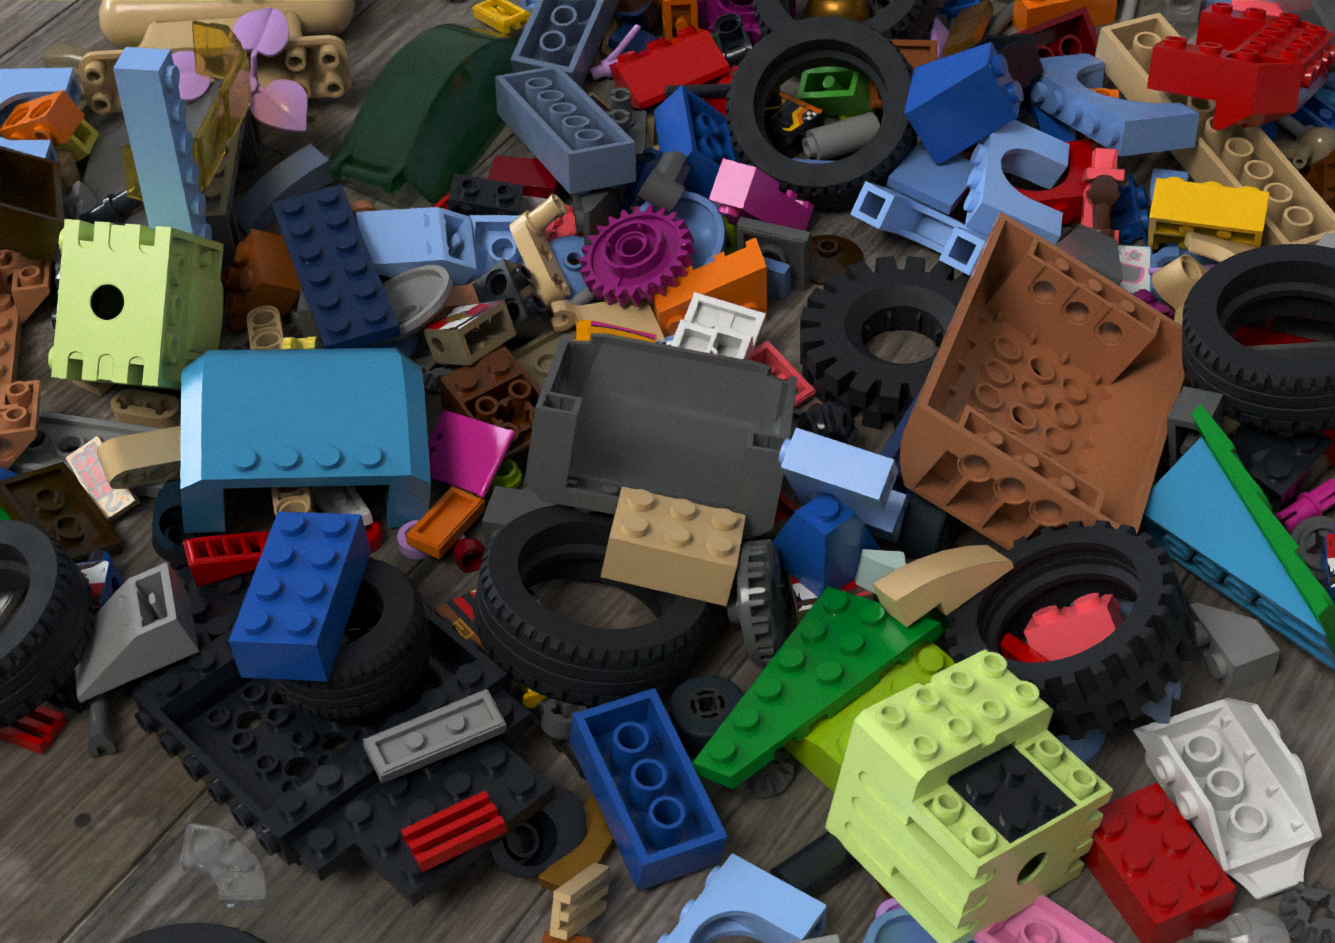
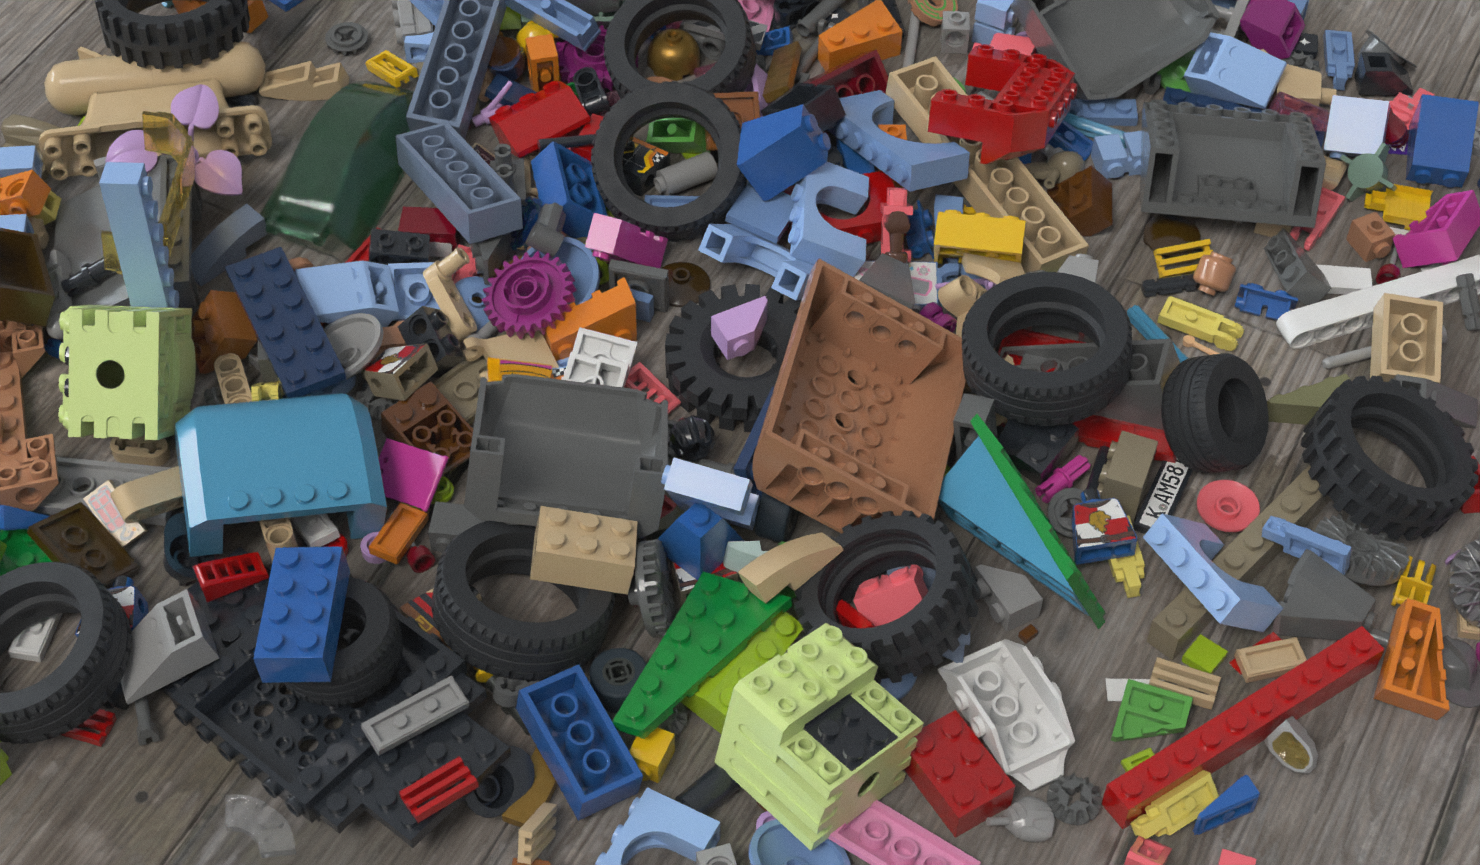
camera: 10 degrees left, 5 degrees up
(395, 23) = (304, 82): none -> tan slope
(745, 812) = (653, 753): none -> yellow brick
(896, 301) = (739, 328): none -> lavender slope
(1259, 695) = (1028, 633): none -> reddish brown piece

